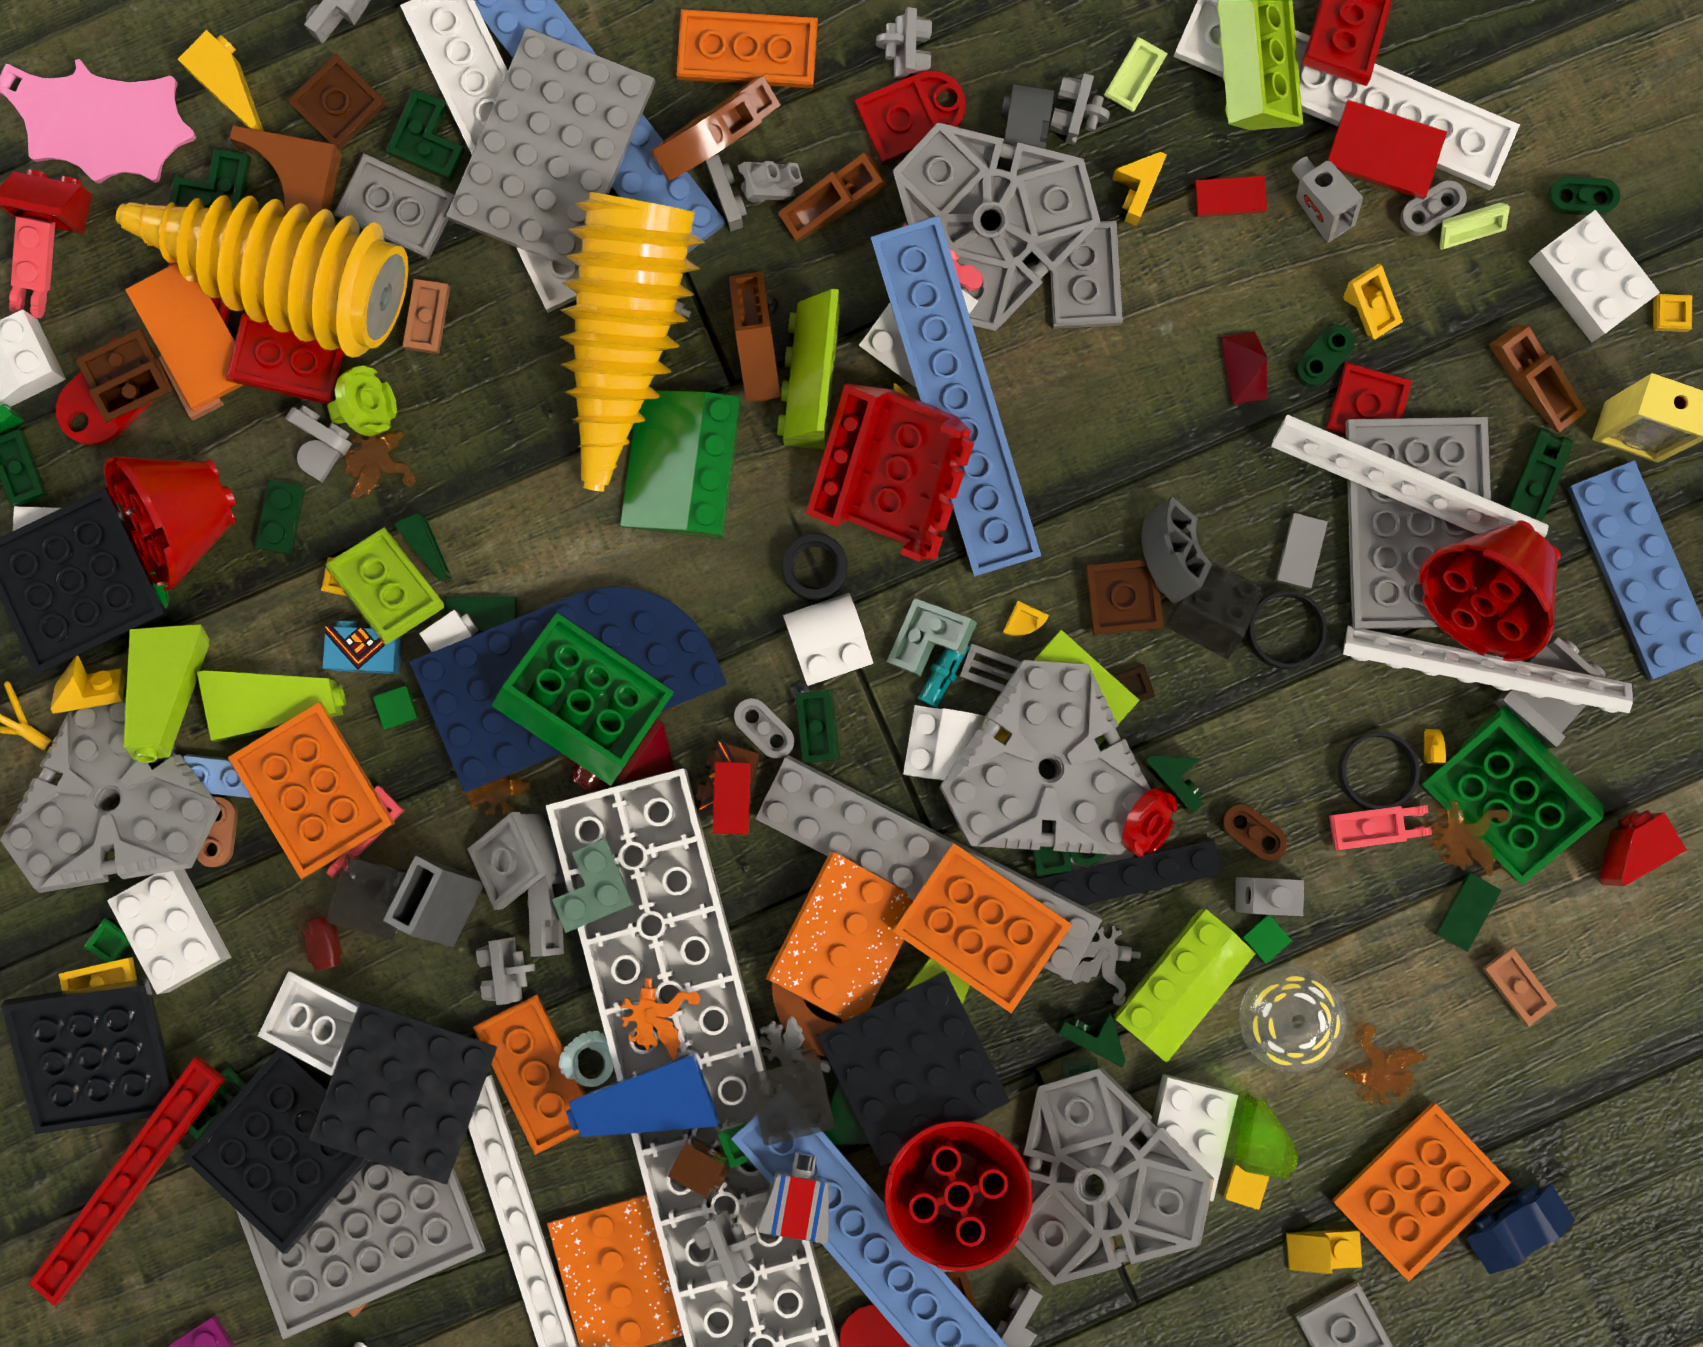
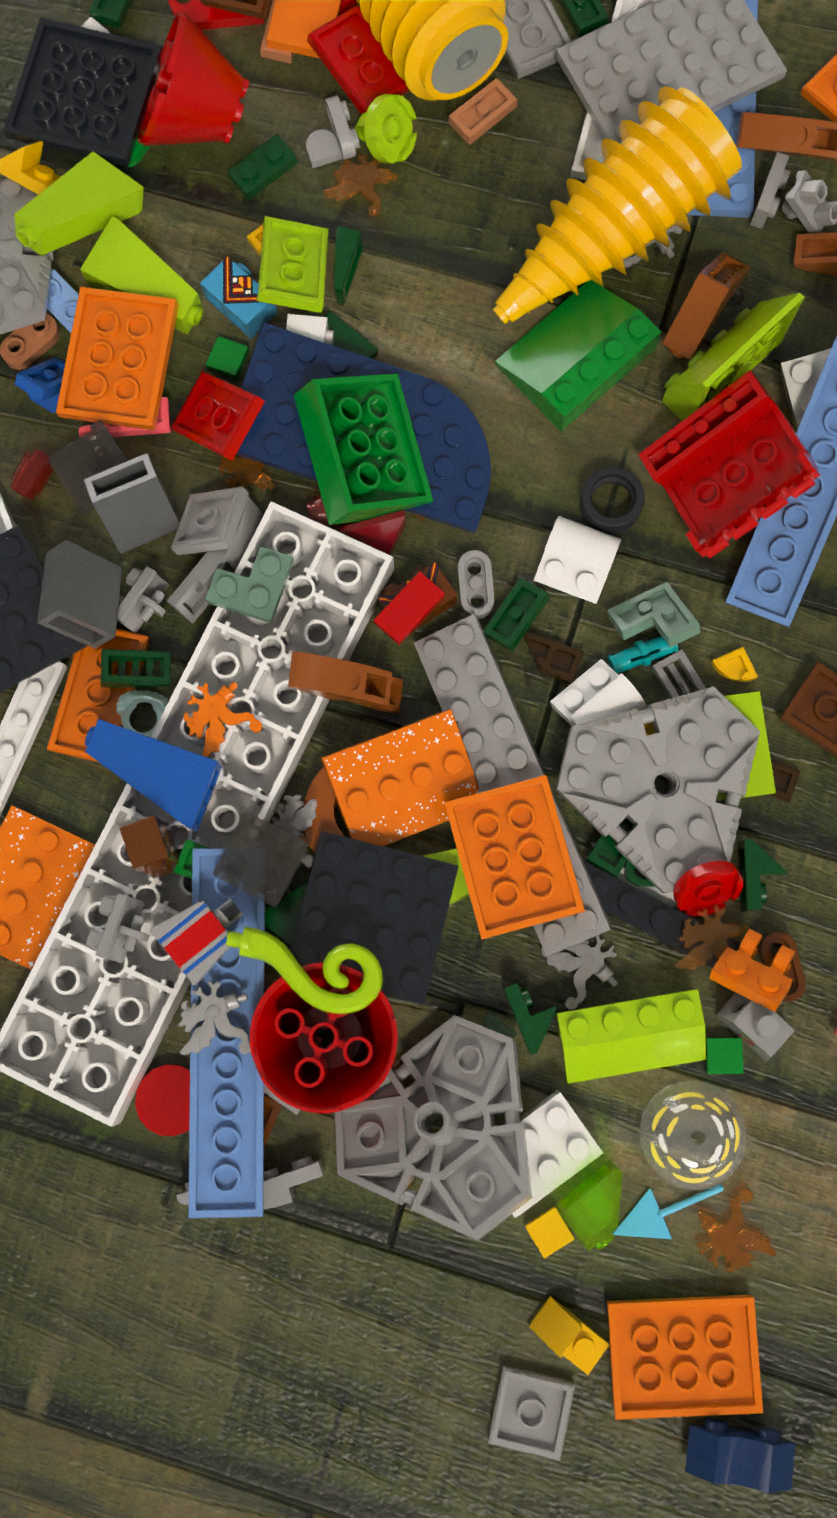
camera: 45 degrees right, 5 degrees down
(264, 857) = (43, 382): none -> blue slope
(438, 770) = (217, 415): none -> red tile
(457, 1012) = (80, 594): none -> dark grey brick
(559, 1040) = (134, 656): none -> dark green slope
(735, 904) = (345, 681): none -> dark orange slope
(858, 1248) = (214, 1012): none -> light grey piece
(863, 1166) = (268, 948): none -> lime plant
(876, 735) = (554, 658): none -> dark brown tile
(1183, 854) = (713, 935): none -> clear orange piece
(1239, 867) = (752, 979): none -> orange plate
(1311, 1112) = (648, 1220): none -> medium azure piece

